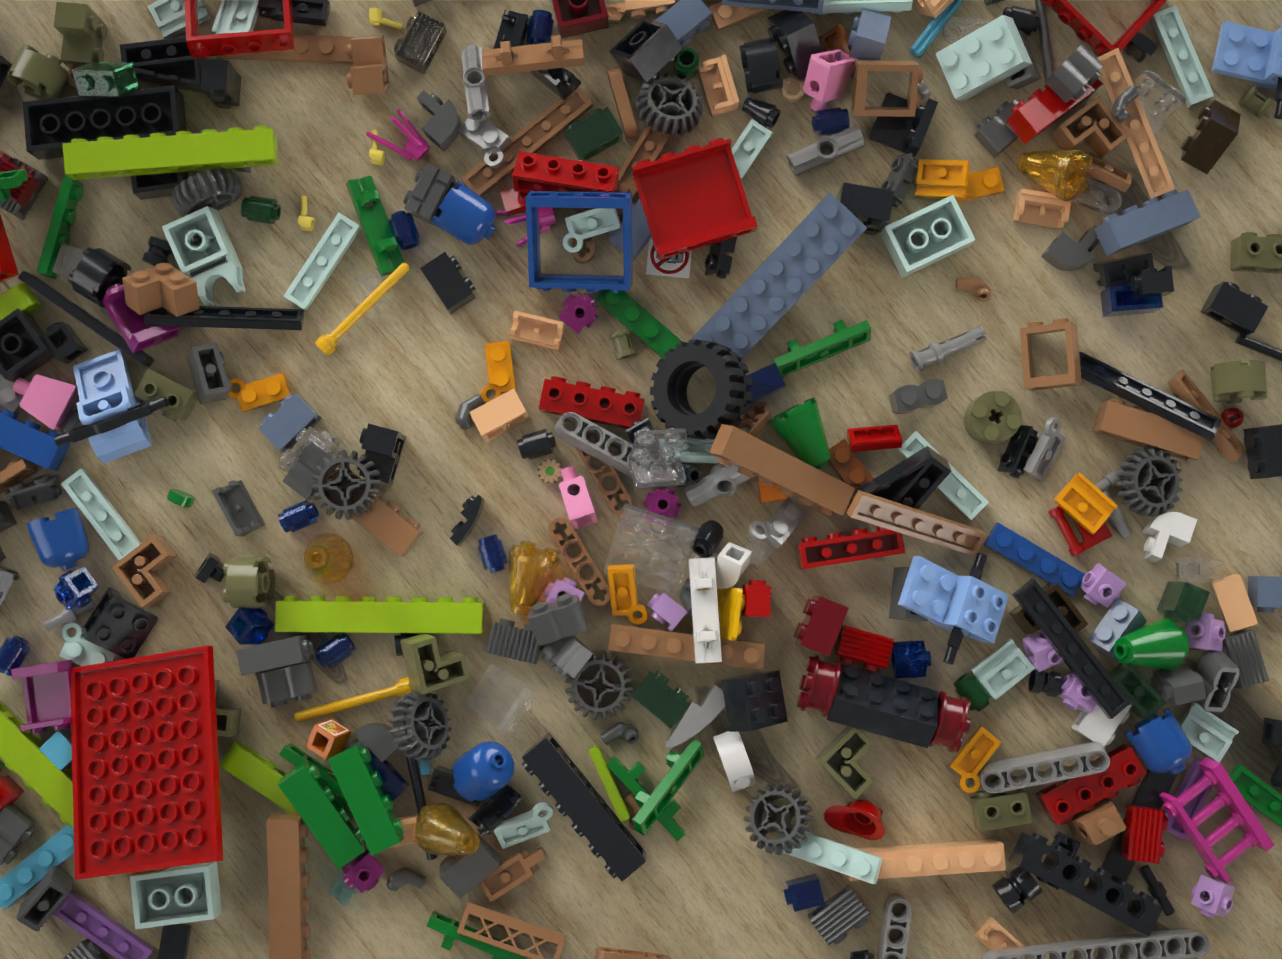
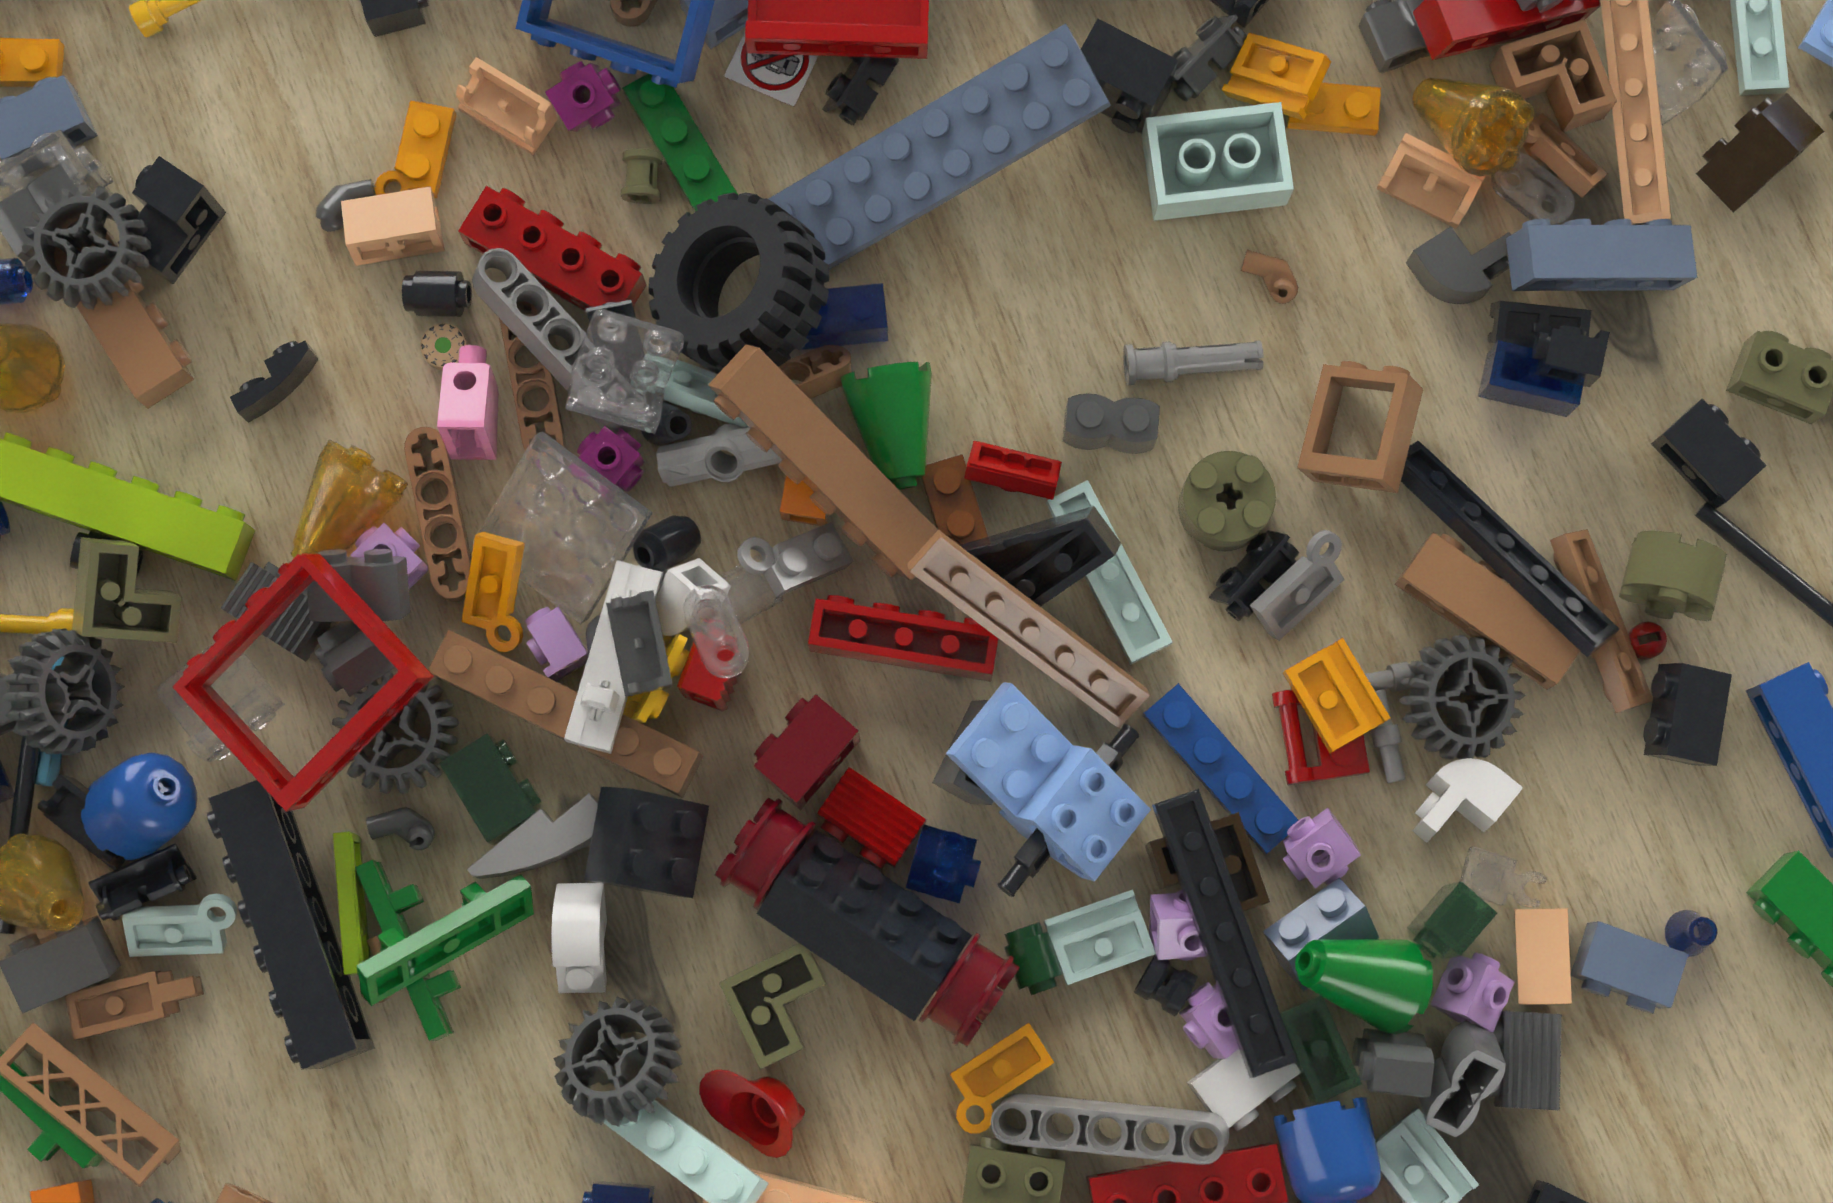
camera: 20 degrees right, 5 degrees down
(492, 554) = (294, 450): clear blue brick -> none
(526, 720) = (236, 636): none -> red window
(721, 602) = (639, 643): none -> dark grey hinge
(759, 581) = (716, 633): none -> clear plate
(840, 341) = (975, 292): green hinge -> none
(1118, 110) = (1621, 40): dark grey arm -> none

